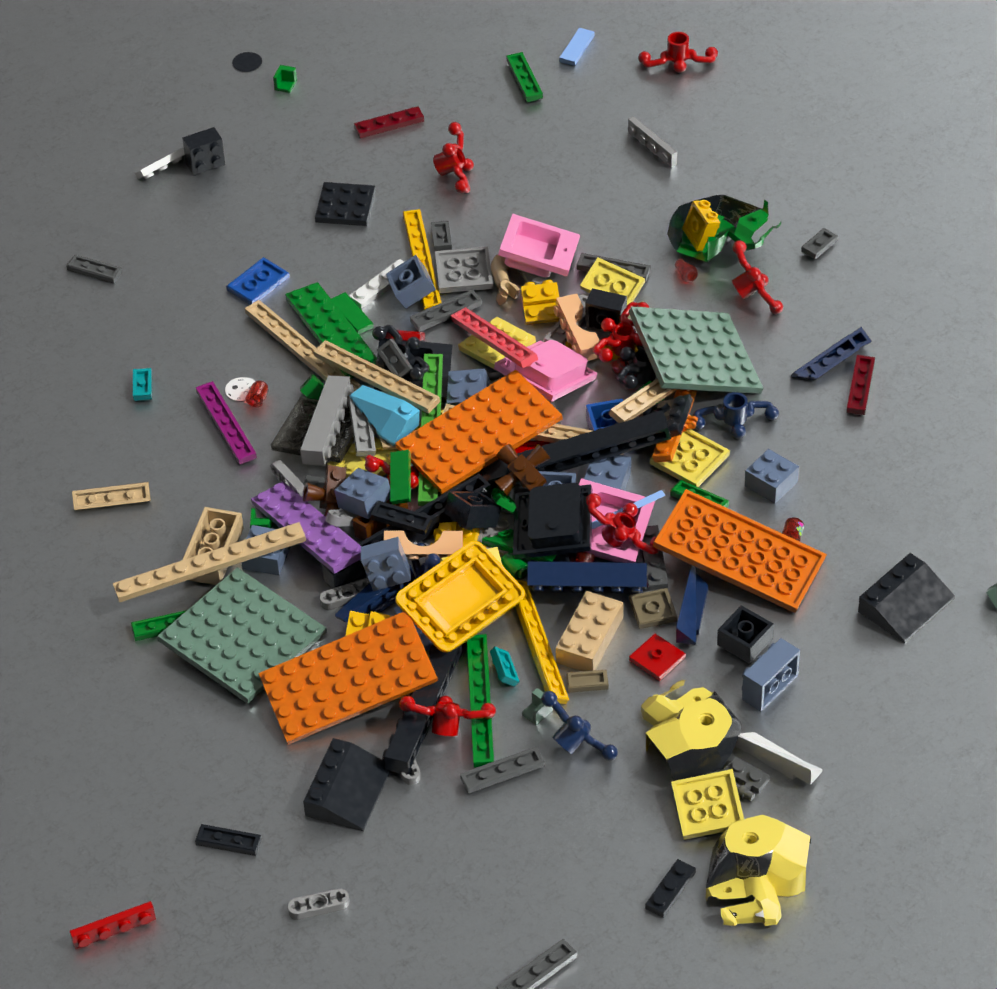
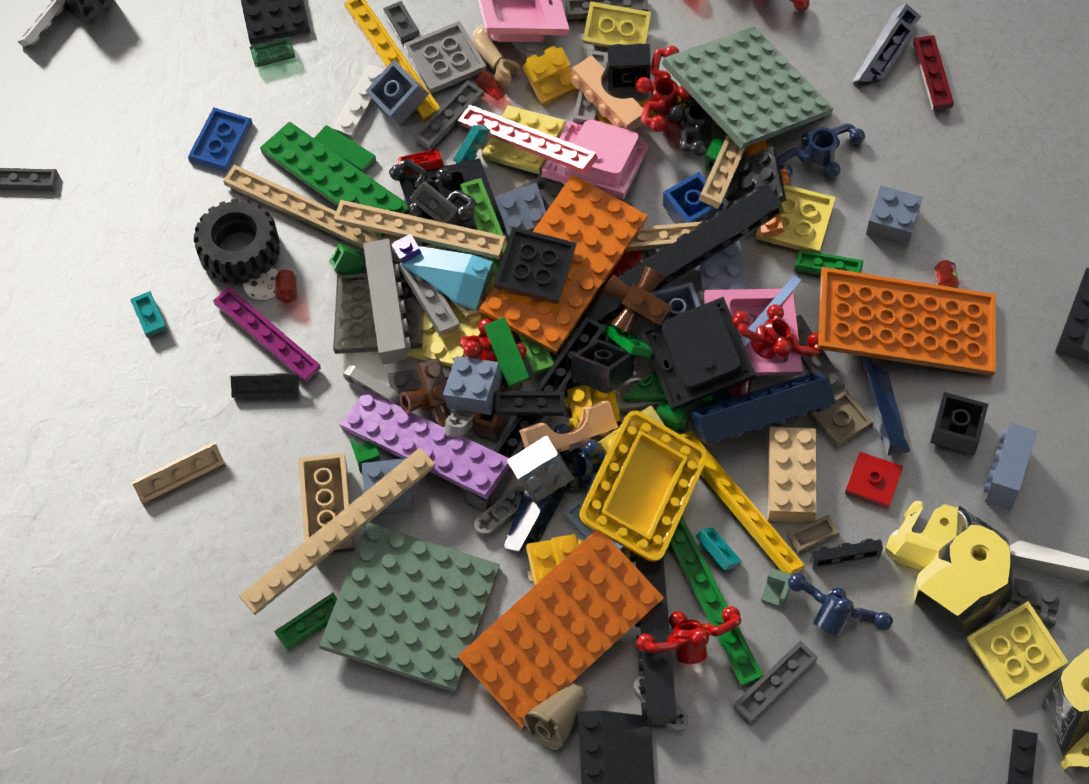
camera: 20 degrees left, 15 degrees up
(206, 456) = (265, 385): none -> black plate
(237, 366) = (230, 219): none -> black tyre
(313, 739) = (556, 716): none -> dark tan cone
(328, 231) = (272, 52): none -> clear green plate
(358, 385) = (406, 248): none -> plate
(451, 331) = (475, 139): none -> teal plate
(452, 422) = (535, 265): none -> black plate
(489, 298) = (490, 85): none -> clear red cone
(605, 699) = (846, 553): none -> black plate

